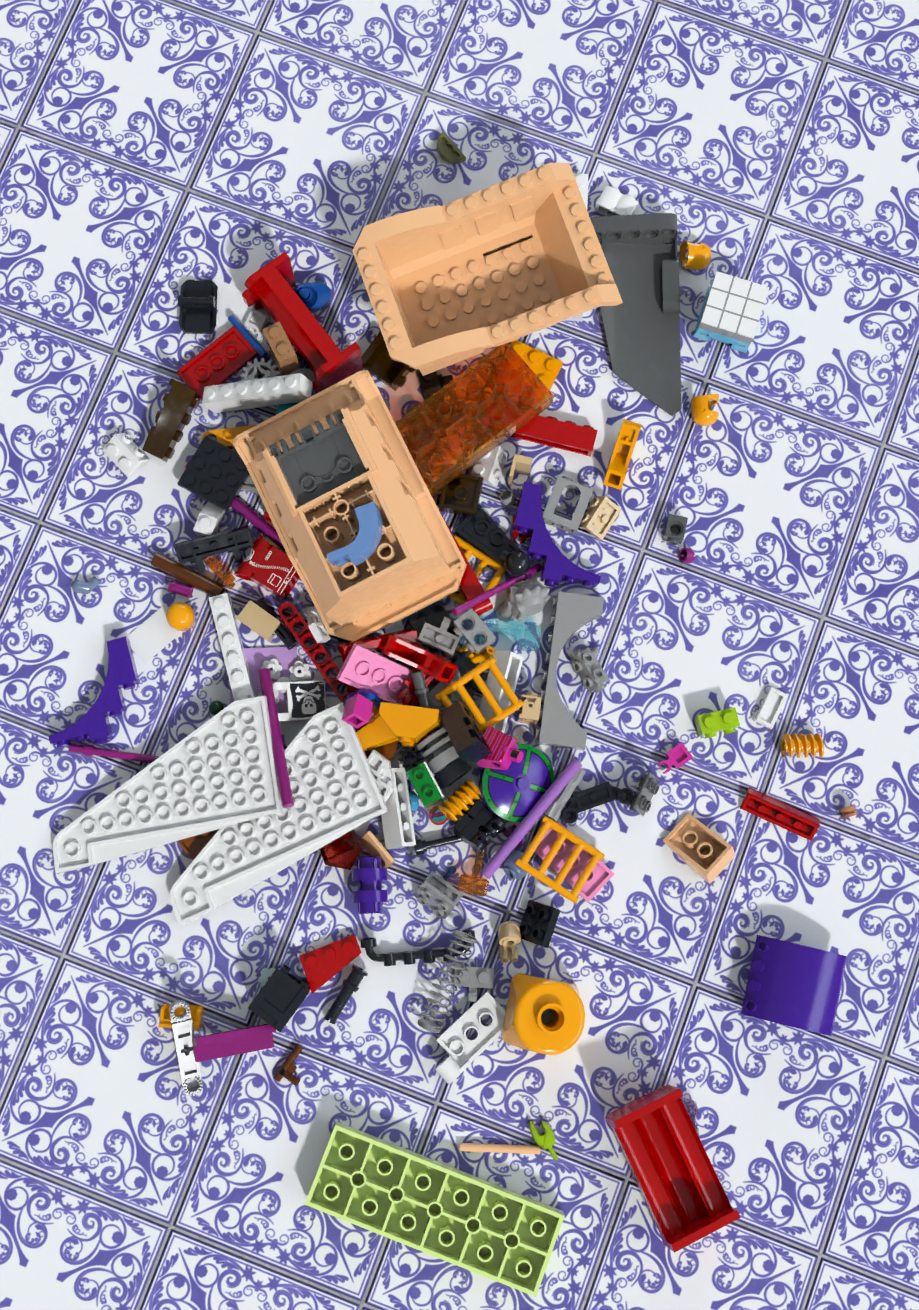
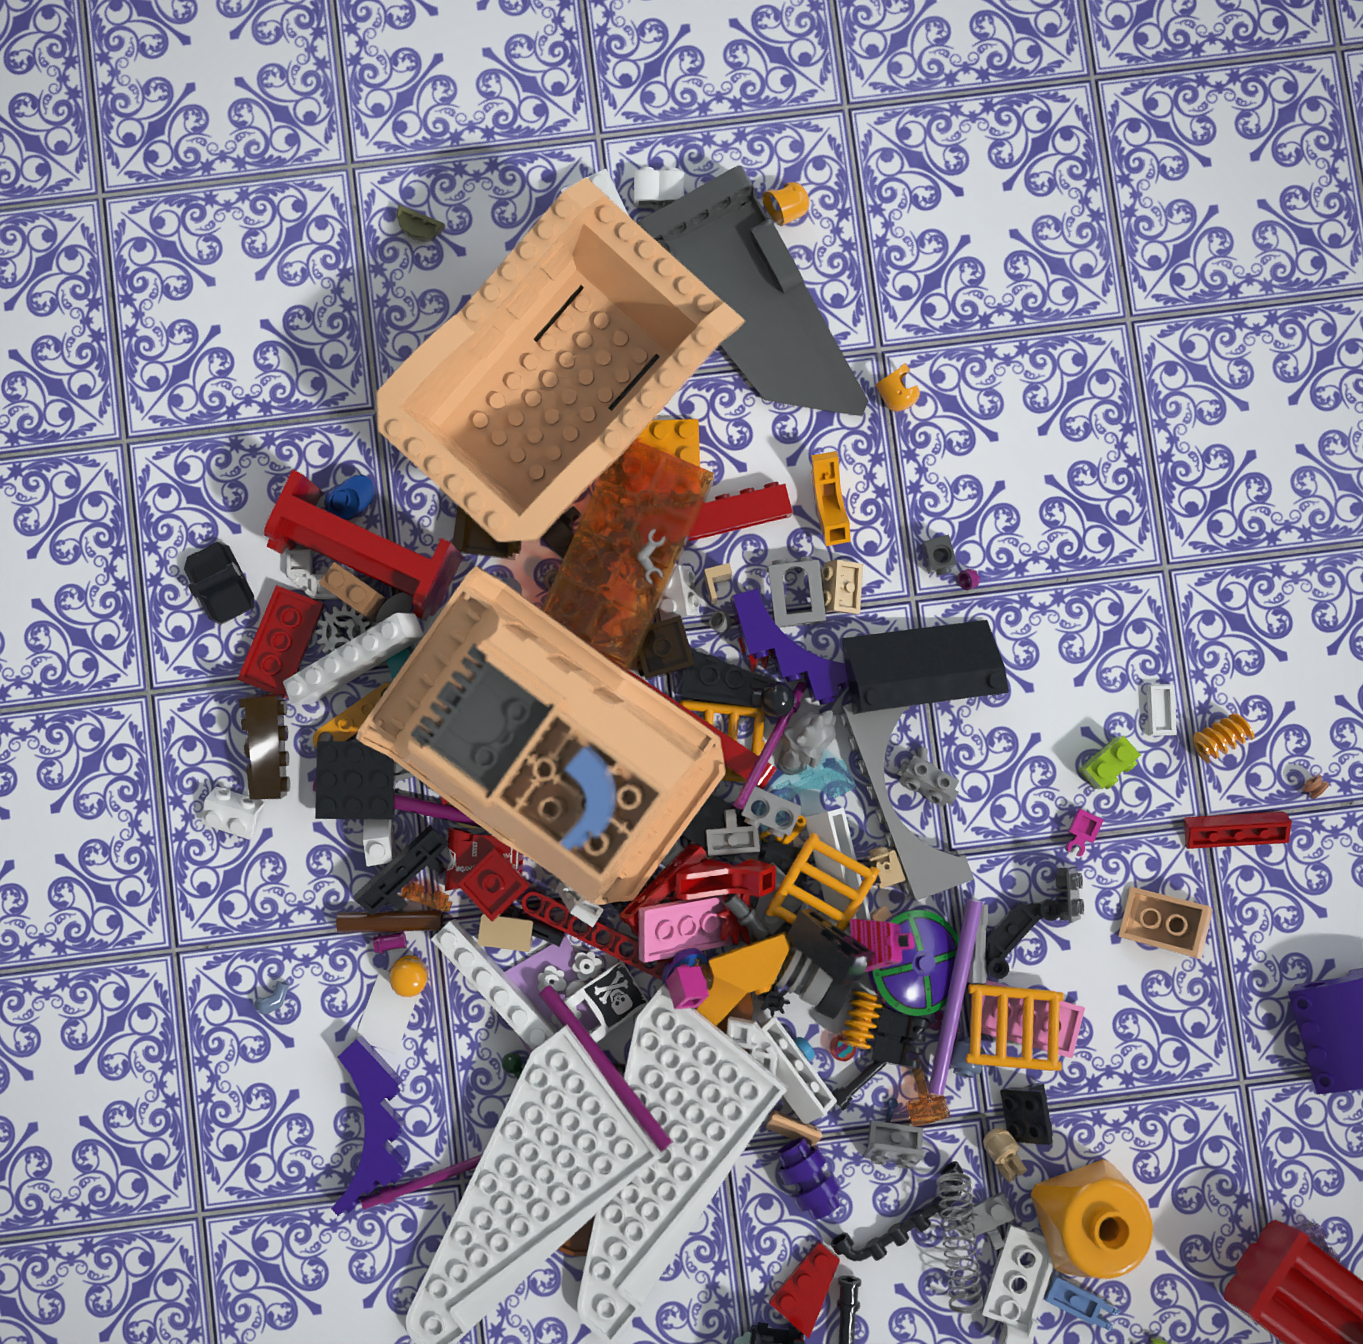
camera: 25 degrees left, 5 degrees up
(246, 334) = (300, 588): blue bar -> none
(268, 582) = (493, 884): none -> red plate
(342, 851) = (758, 1157): clear red slope -> none
(425, 785) = (810, 1025): green piece -> none
(482, 421) = (643, 556): none -> light grey arm
(506, 1068) = (1079, 1302): none -> medium blue hinge
(625, 593) = (923, 666): none -> black slope
(731, 311) = (870, 253): white piece -> none

